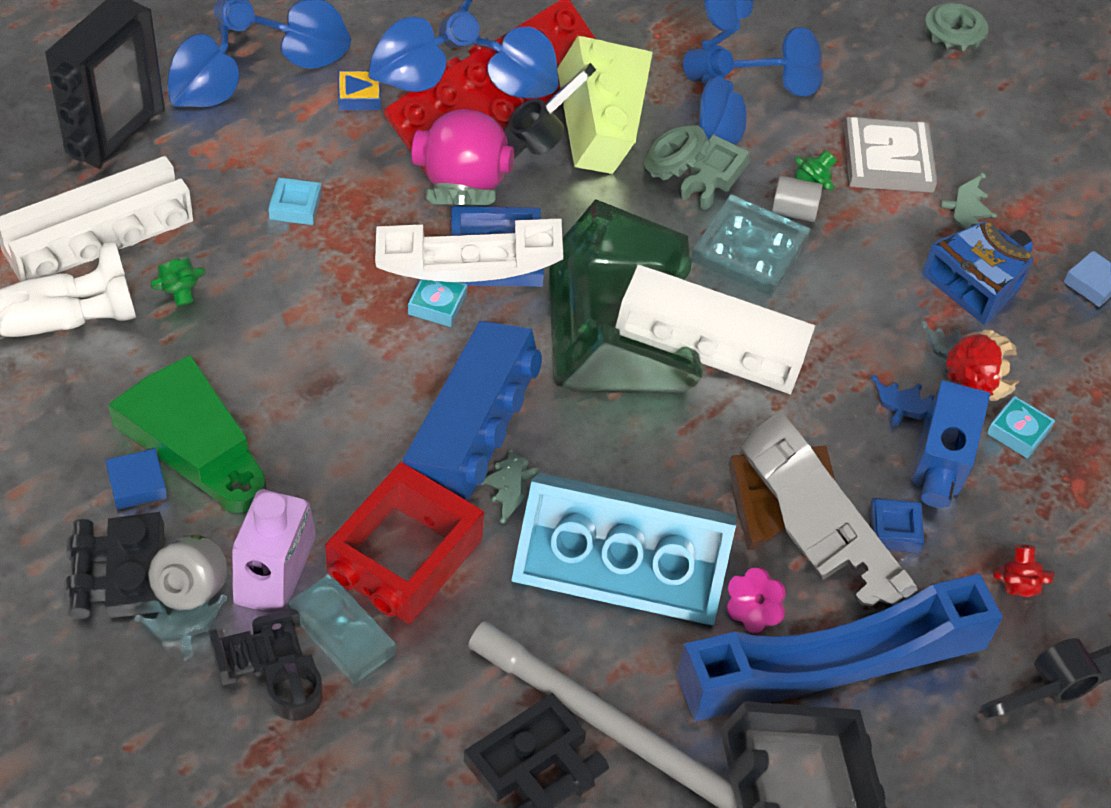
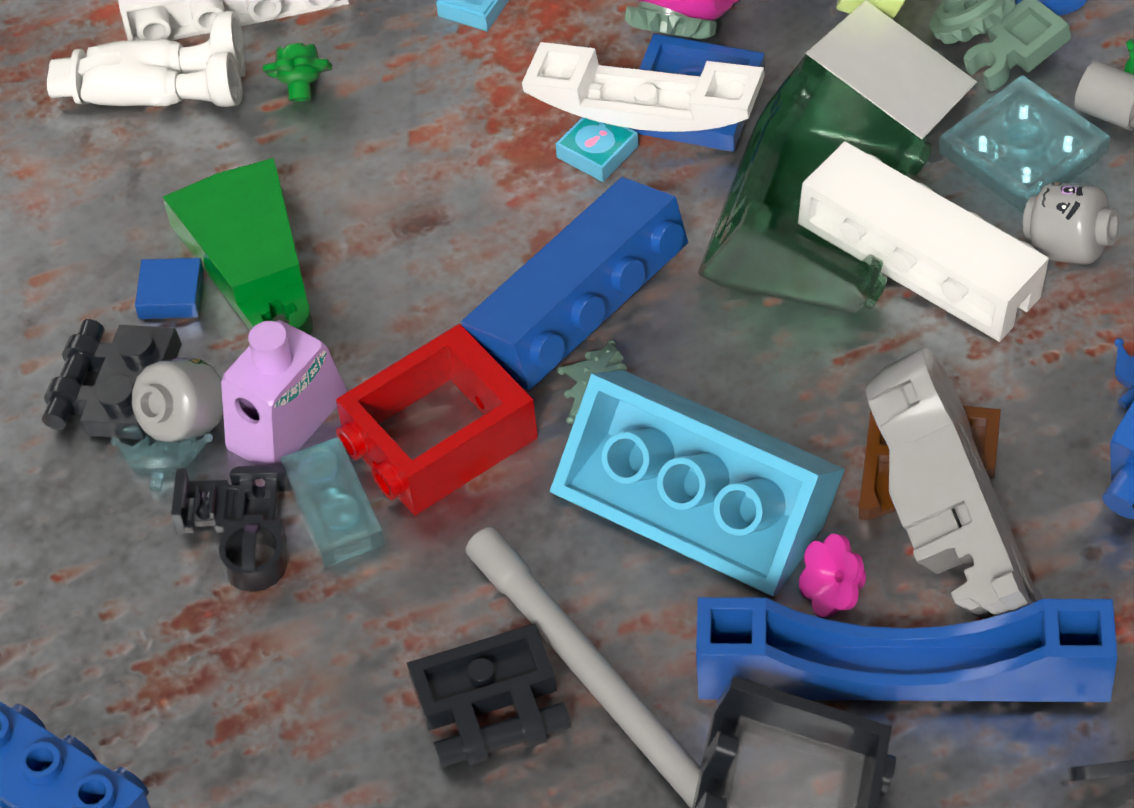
camera: 30 degrees right, 0 degrees up
(646, 204) = (892, 68): none -> white sticker
(811, 295) = (1070, 222): none -> light grey head
(897, 524) = (1062, 528): blue tile -> none

